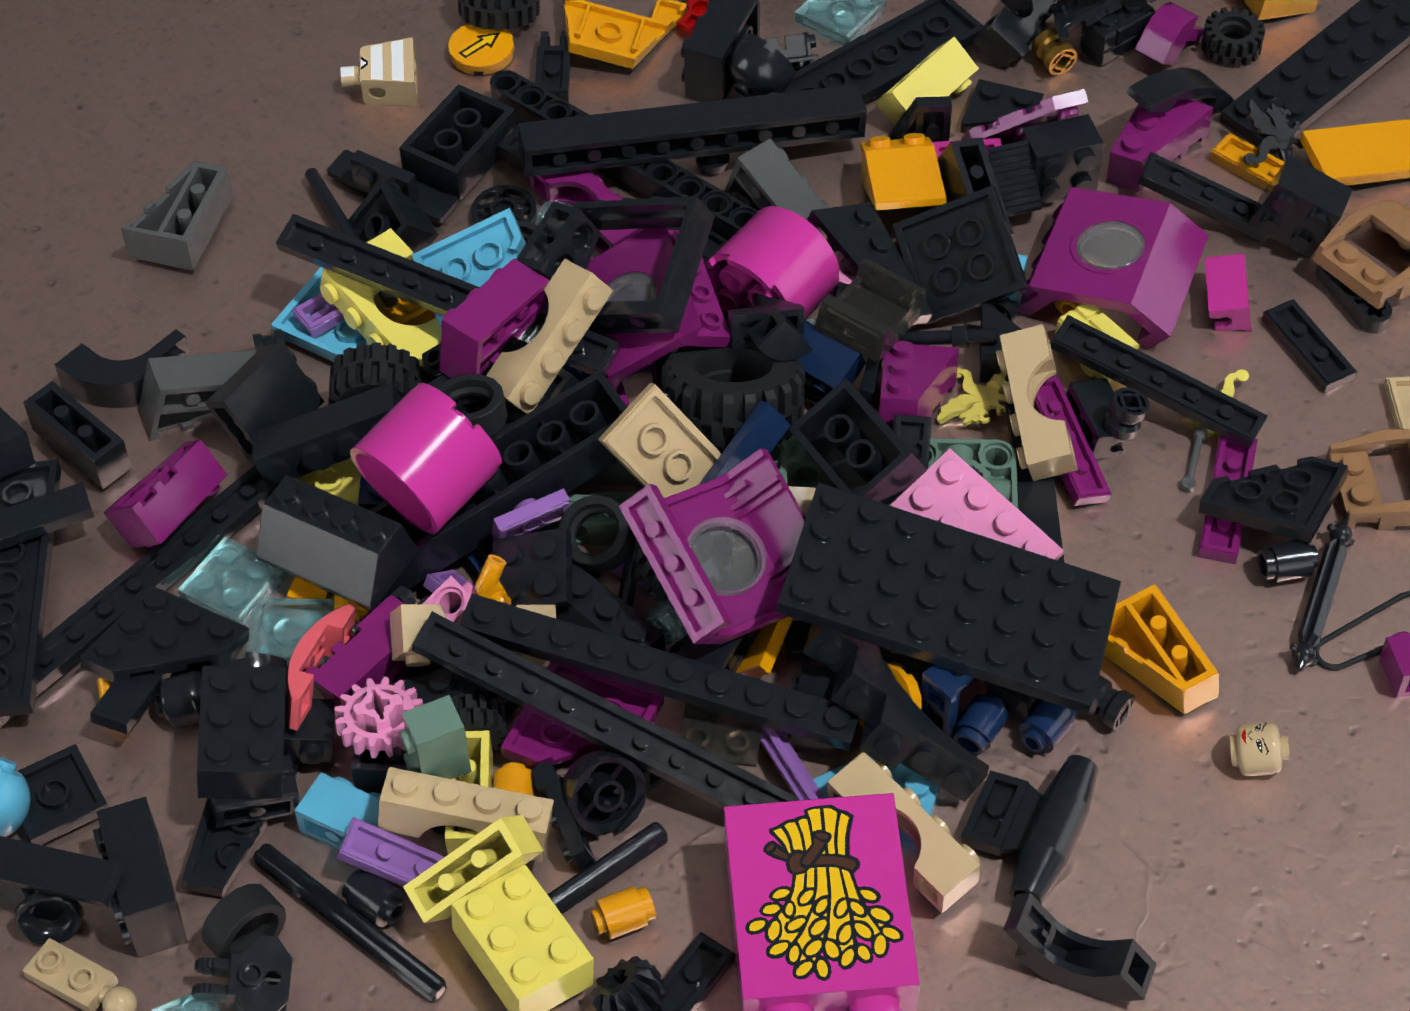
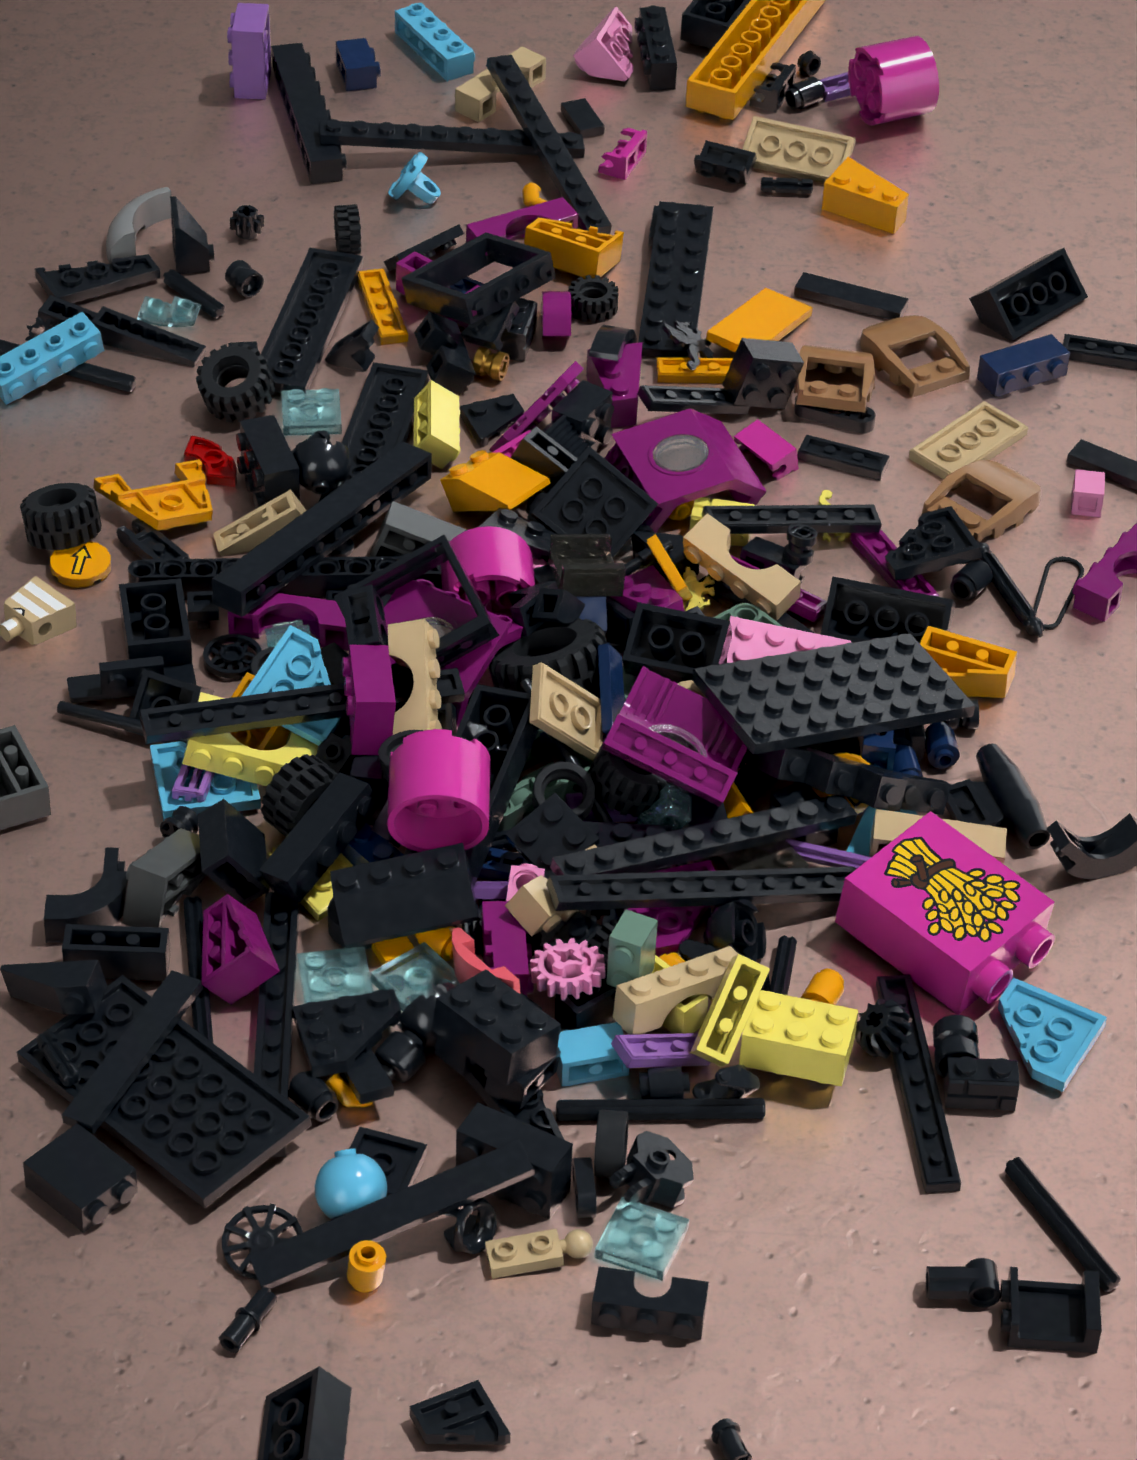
camera: 45 degrees left, 10 degrees down
(75, 688) = (313, 1096): none -> black brick
(102, 529) = (194, 938): none -> black axle
(179, 955) = (584, 1187): none -> black beam
(417, 942) = (728, 1083): none -> black helmet
(488, 580) = (541, 851): light orange arm -> none
(531, 515) = (515, 804): medium lavender plate -> none
(659, 93) = (258, 525): none -> tan slope
(926, 116) = (471, 438): black wing -> none
(955, 360) = (669, 568): none -> light orange tile
(1149, 544) = (872, 611): none -> black slope
(1188, 483) = (862, 573): dark grey hinge -> none
(1259, 749) = (1070, 687): tan head -> none

